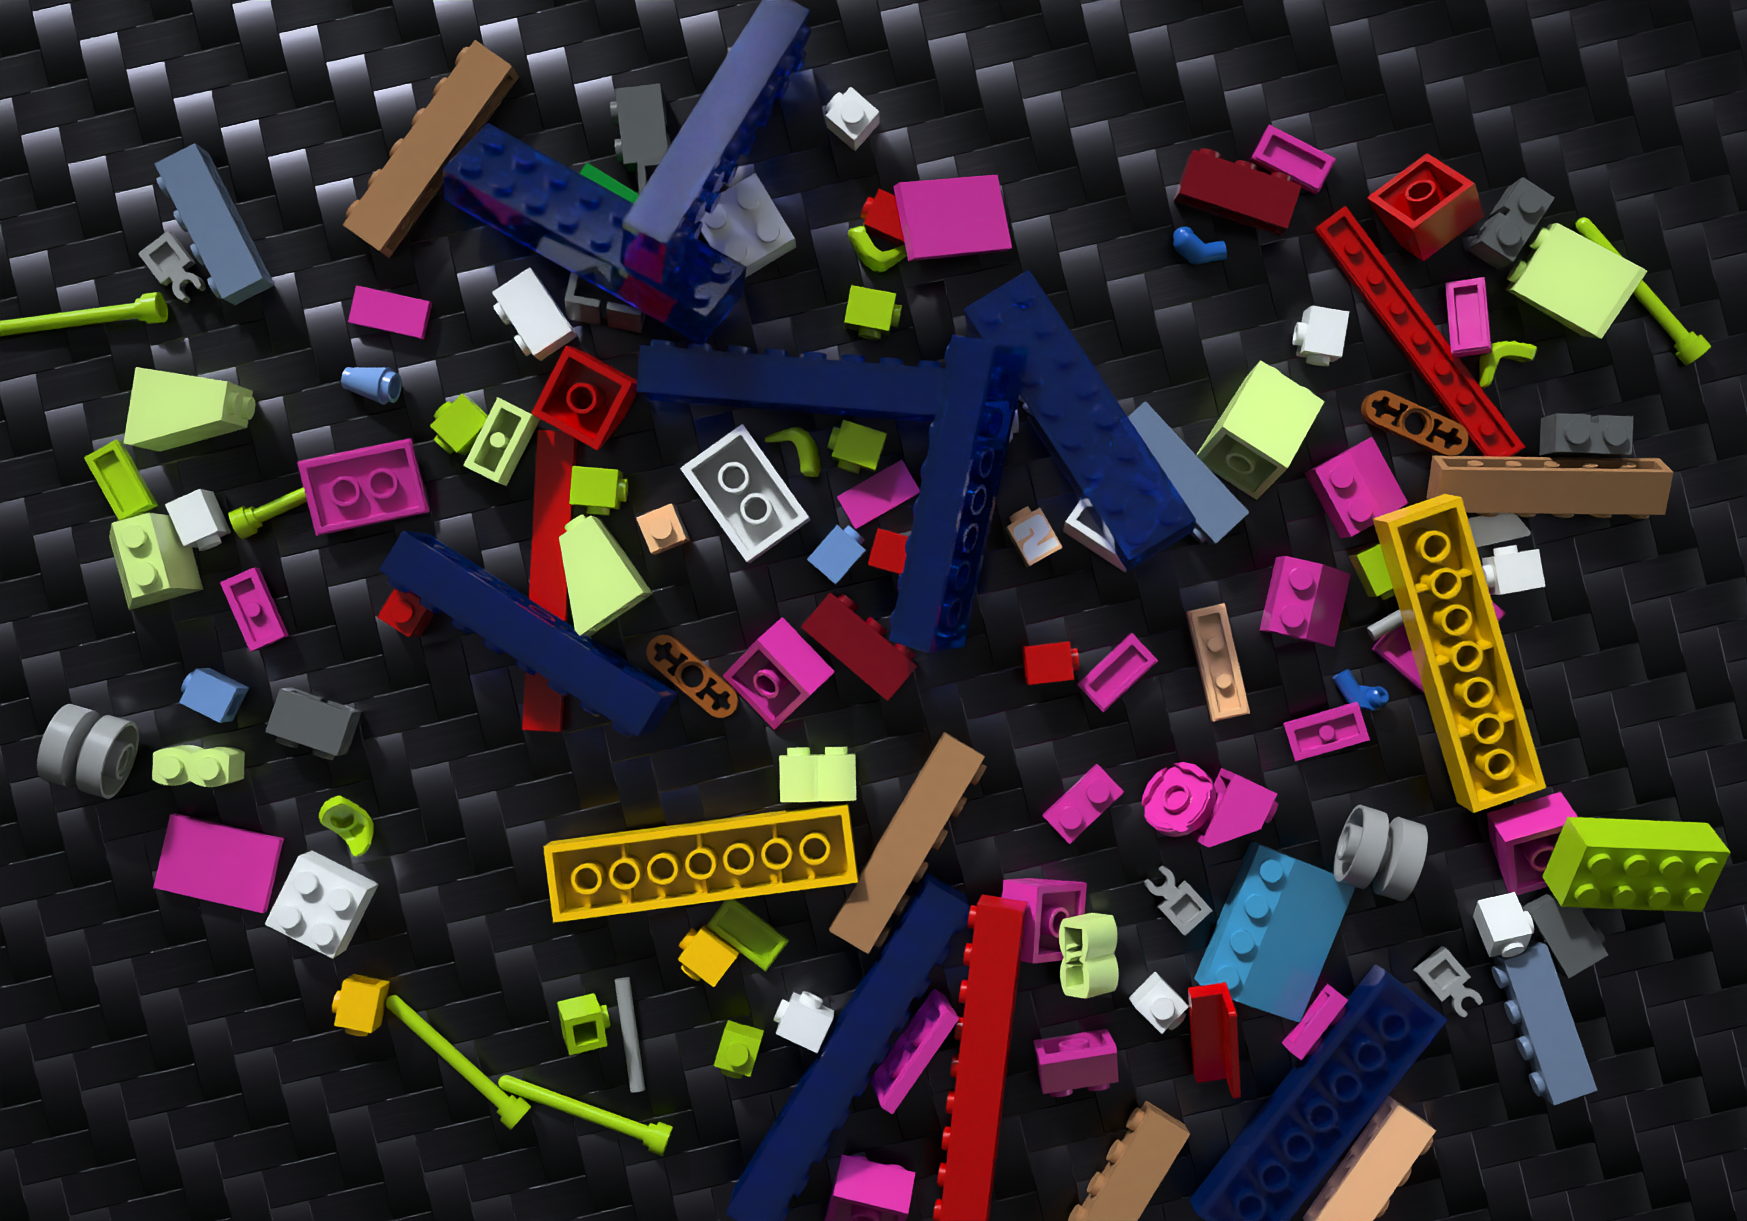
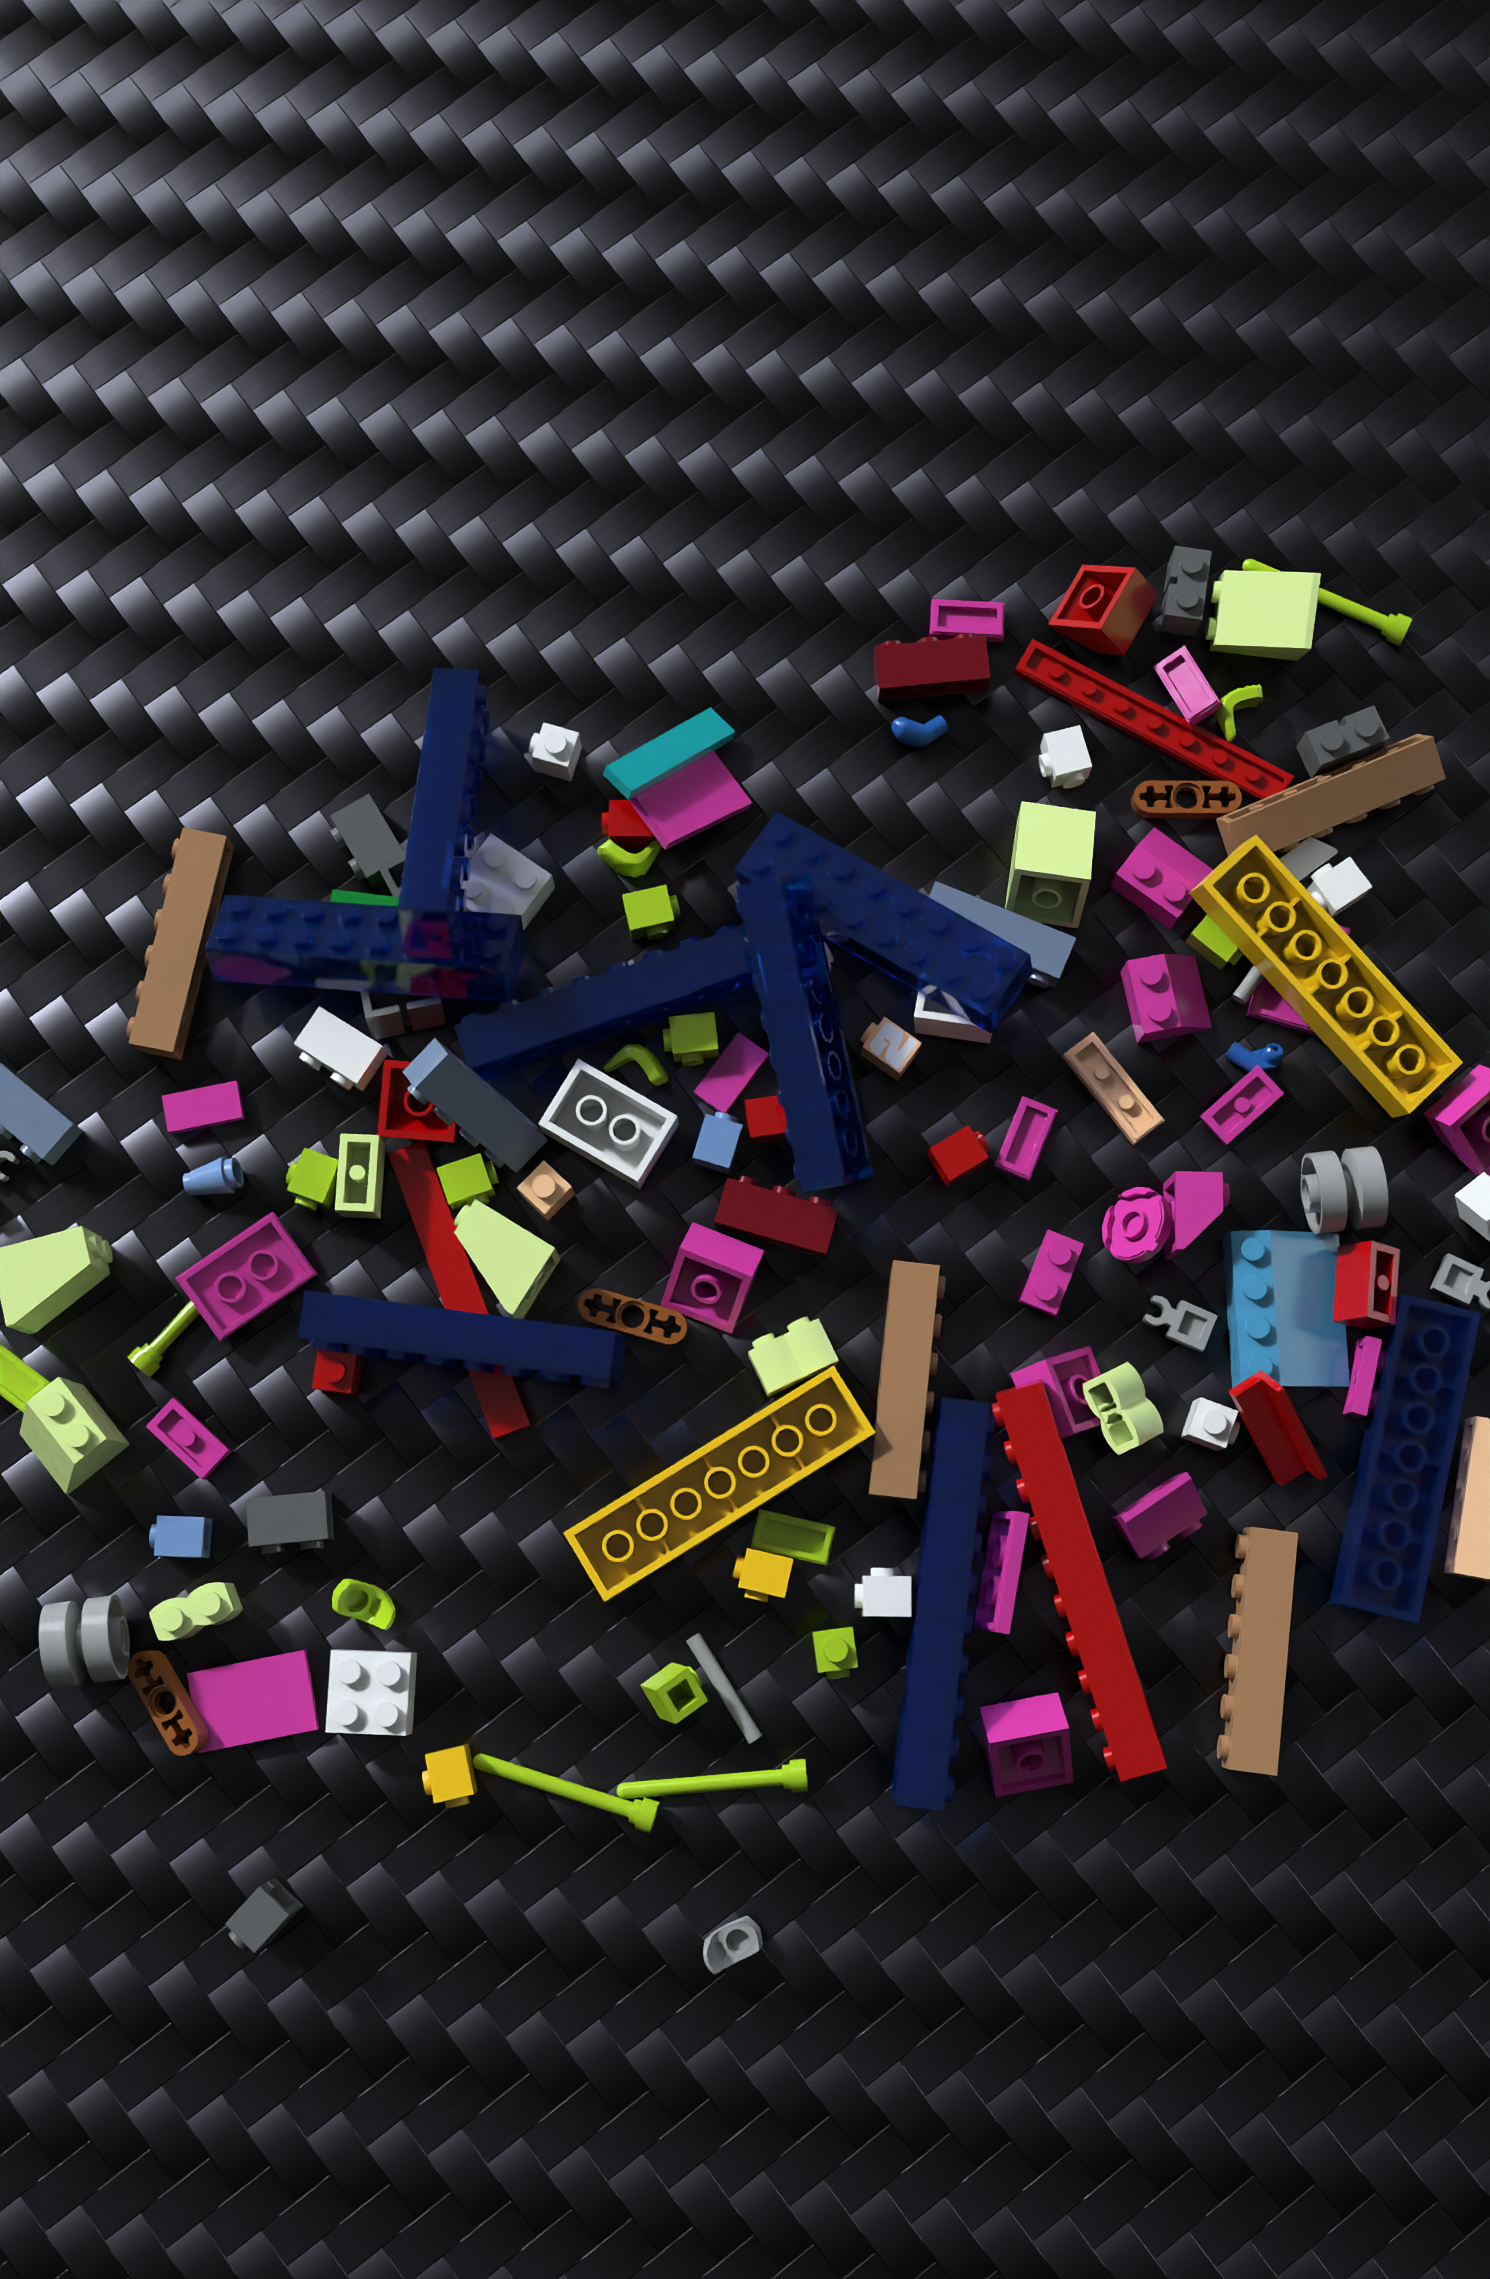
camera: 20 degrees left, 10 degrees down
(130, 823) = (183, 1705): none -> dark orange beam
(148, 1054) = (262, 1916): none -> dark grey piece
(198, 519) = (101, 1375): white brick -> none
(626, 427) = (473, 1105): none -> sand blue brick
(953, 169) = (669, 753): none -> teal tile
(1353, 945) = (1366, 1285): none -> red brick

